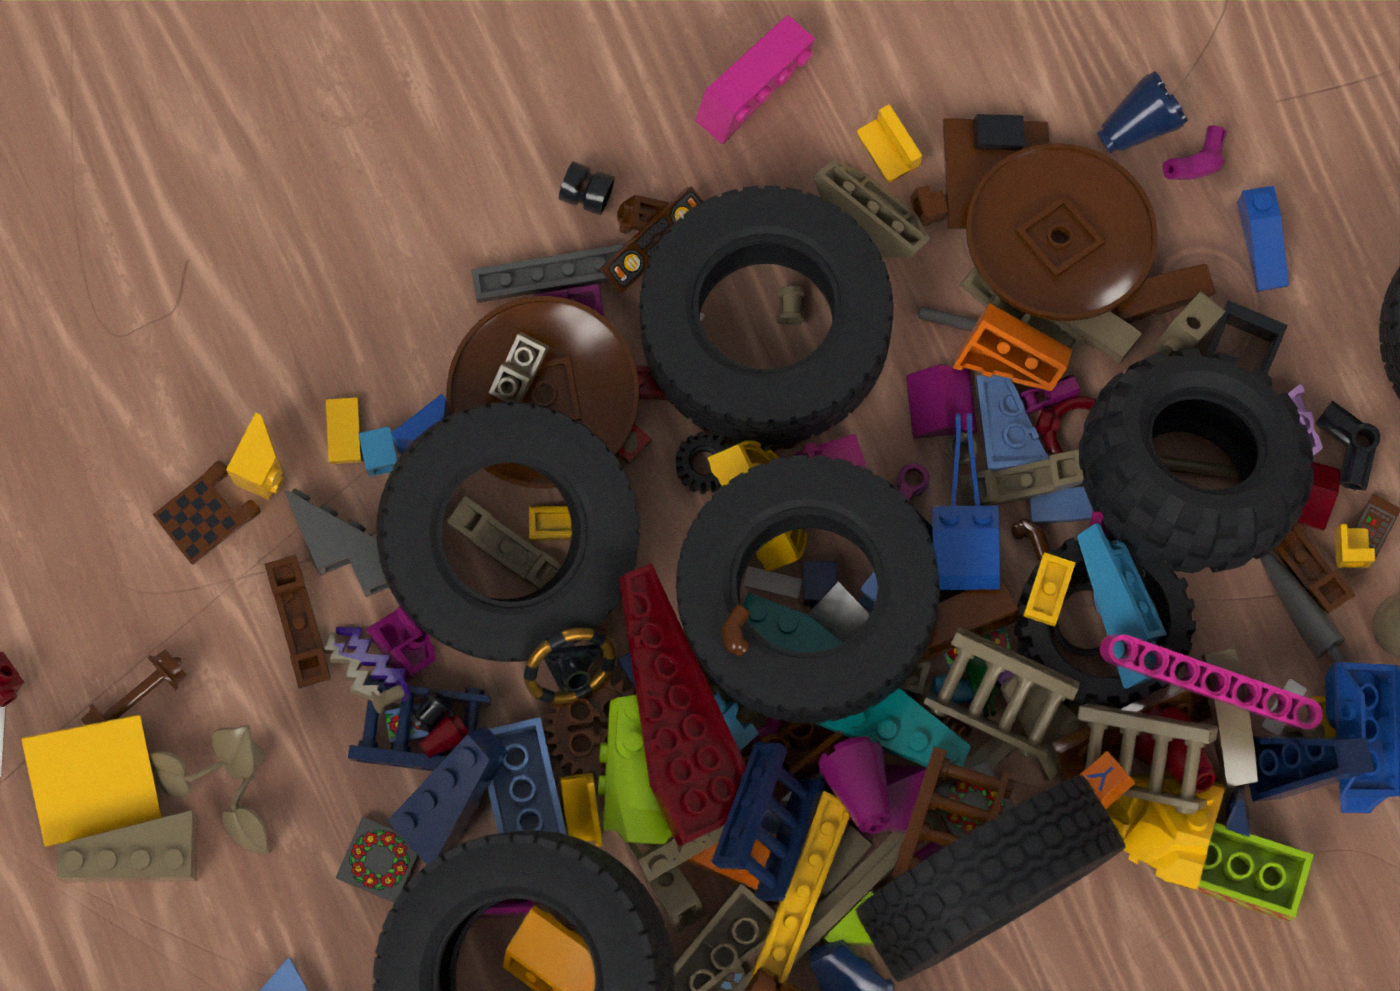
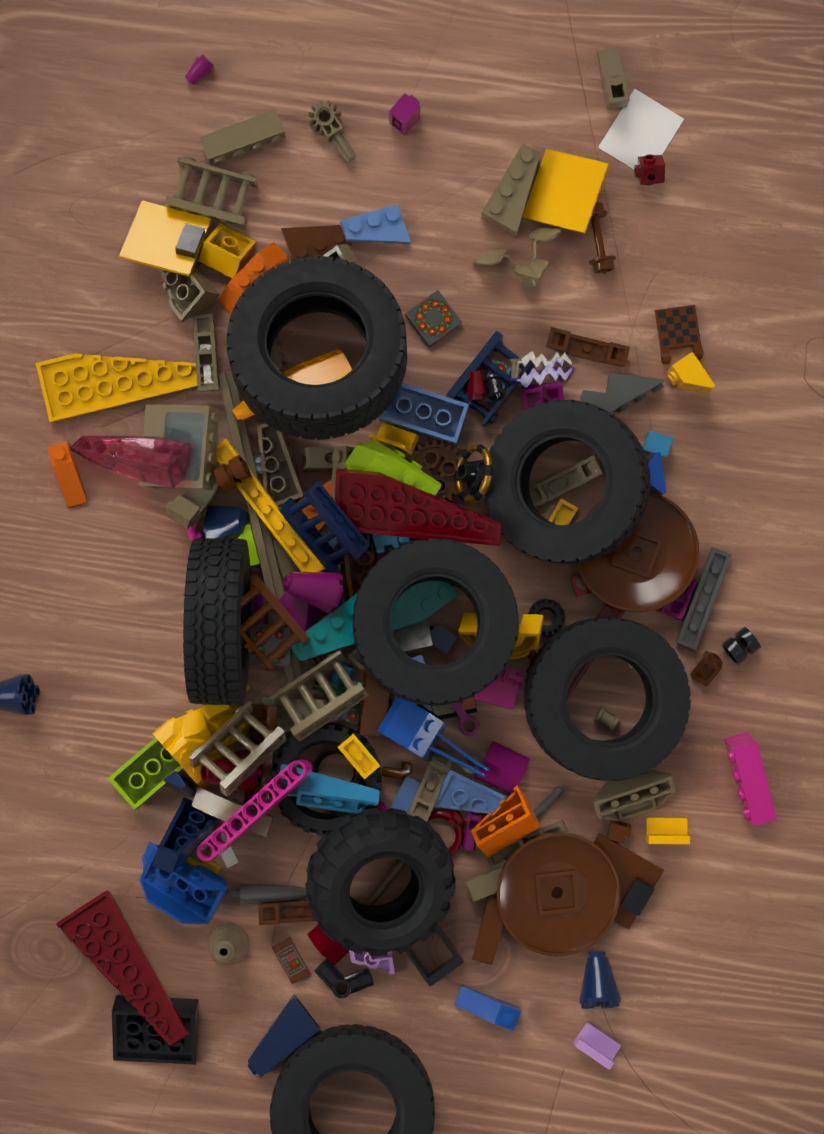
camera: 120 degrees right, 10 degrees up
(343, 430) = (681, 433): yellow tile -> none
(445, 801) = (440, 365): dark blue wedge -> none
(519, 369) = (656, 544): dark tan slope -> none
(634, 256) = (684, 646): tile -> none
(732, 632) = (431, 562): reddish brown arm -> none
(772, 582) = (456, 617): white sticker -> none
(1108, 779) = (236, 719): orange brick -> none
(1182, 336) = (456, 920): dark tan torso -> none
(1202, 163) = (552, 999): magenta arm -> none
(1221, 76) = (597, 1045): none -> lavender panel
(1353, 547) = (286, 942): yellow panel -> none

